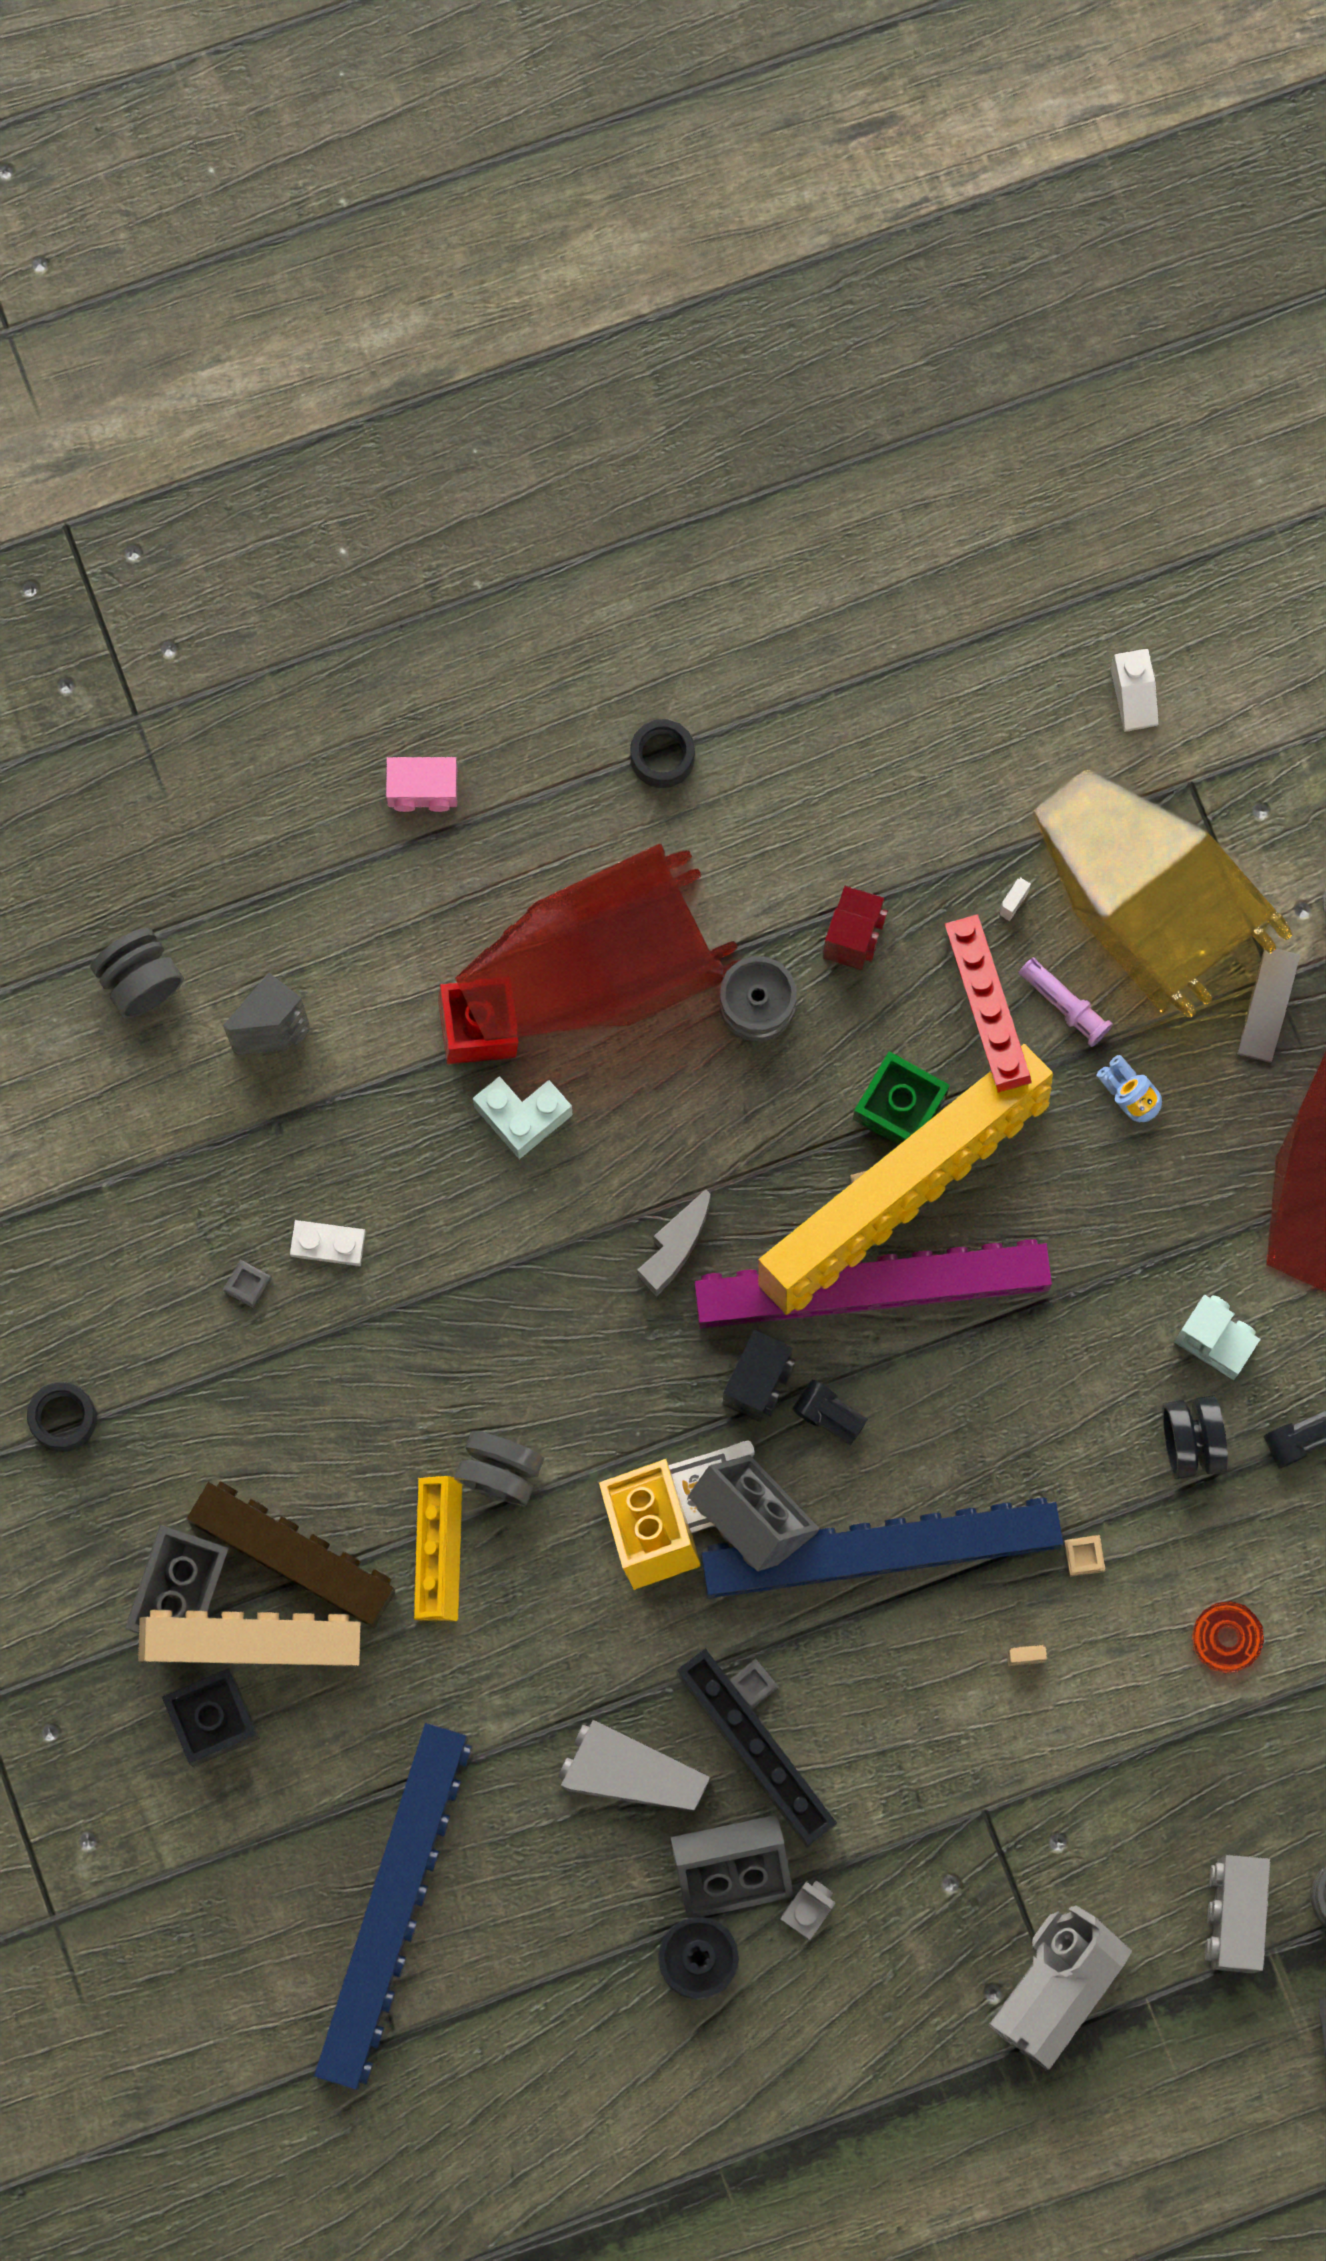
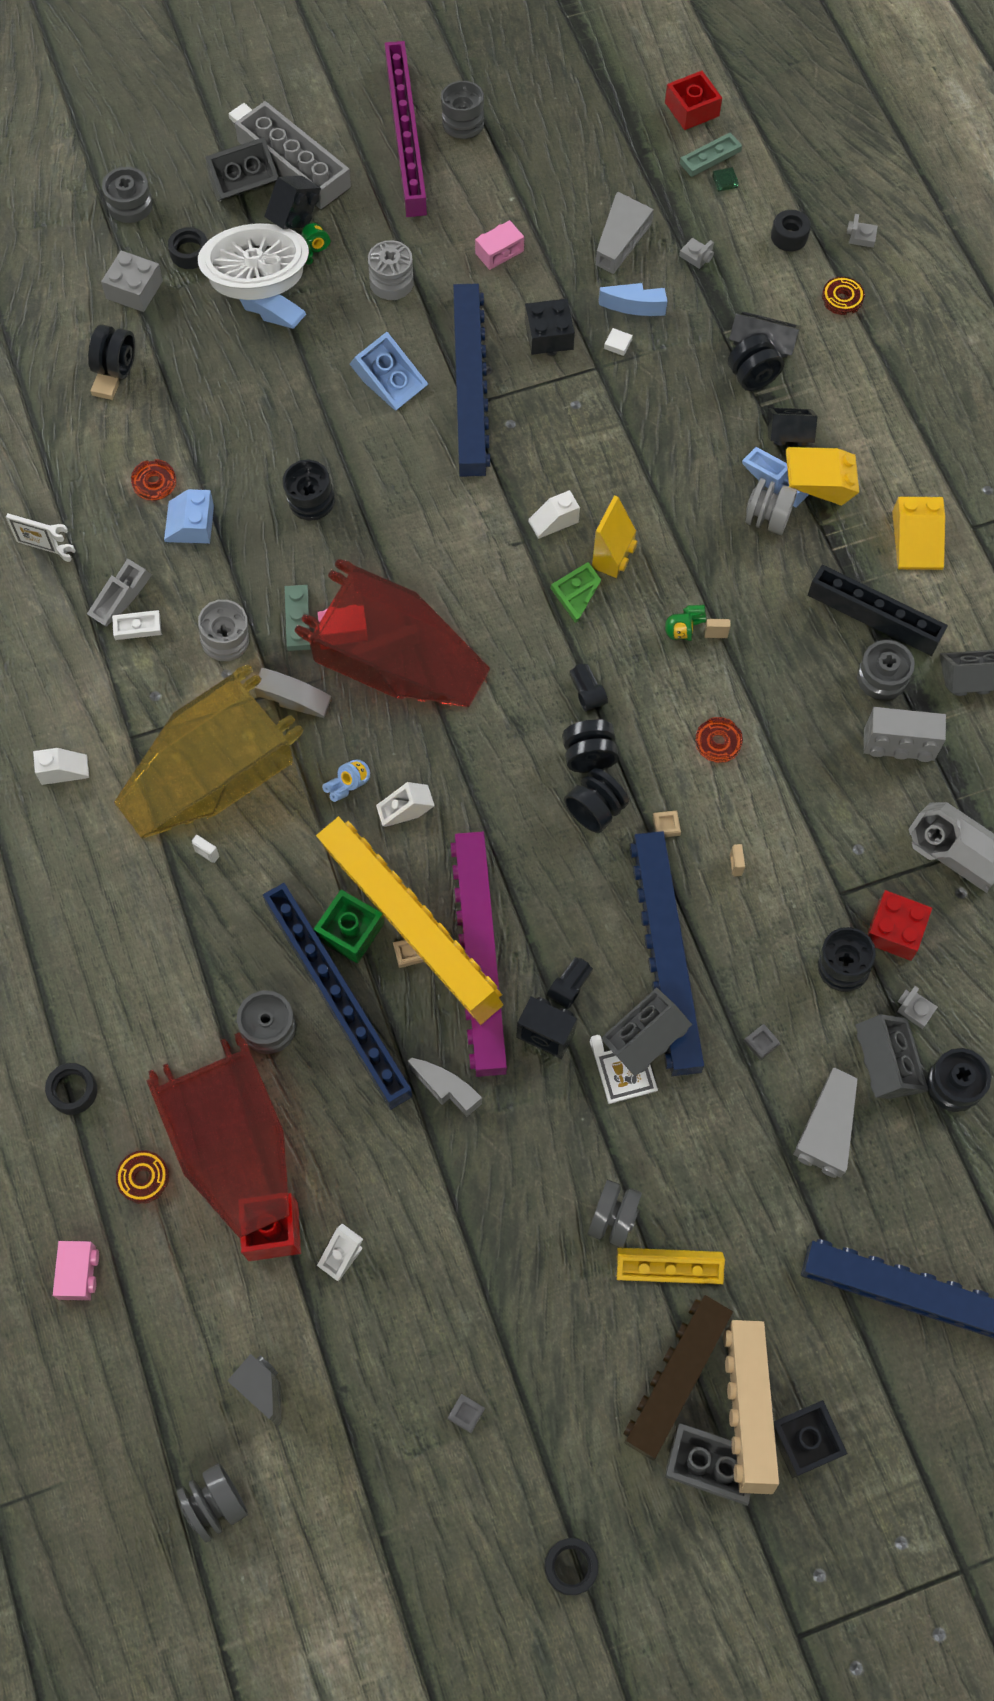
camera: 90 degrees left, 10 degrees down
(327, 1243) = (435, 1349): white plate -> none
(448, 1115) = (340, 1252): none -> white slope
(518, 1122) = (350, 1195): light aqua brick -> none
(546, 836) = (131, 1166): none -> clear red tile
(649, 1524) = (651, 1108): yellow slope -> none
(756, 1748) = (810, 1036): black brick -> none
(799, 1090) = (338, 996): none -> dark blue brick
(852, 928) = (218, 954): dark red brick -> none
(889, 1793) = (846, 946): none -> black wheel
(931, 1887) = (899, 925): none -> red brick
(988, 1003) = (283, 861): plate -> none
(1077, 1012) = (289, 812): lavender pin -> none
(1096, 1175) = (405, 804): none -> white slope
(1108, 1446) = (596, 800): none -> black wheel
(1216, 1338) = (520, 733): light aqua brick -> none

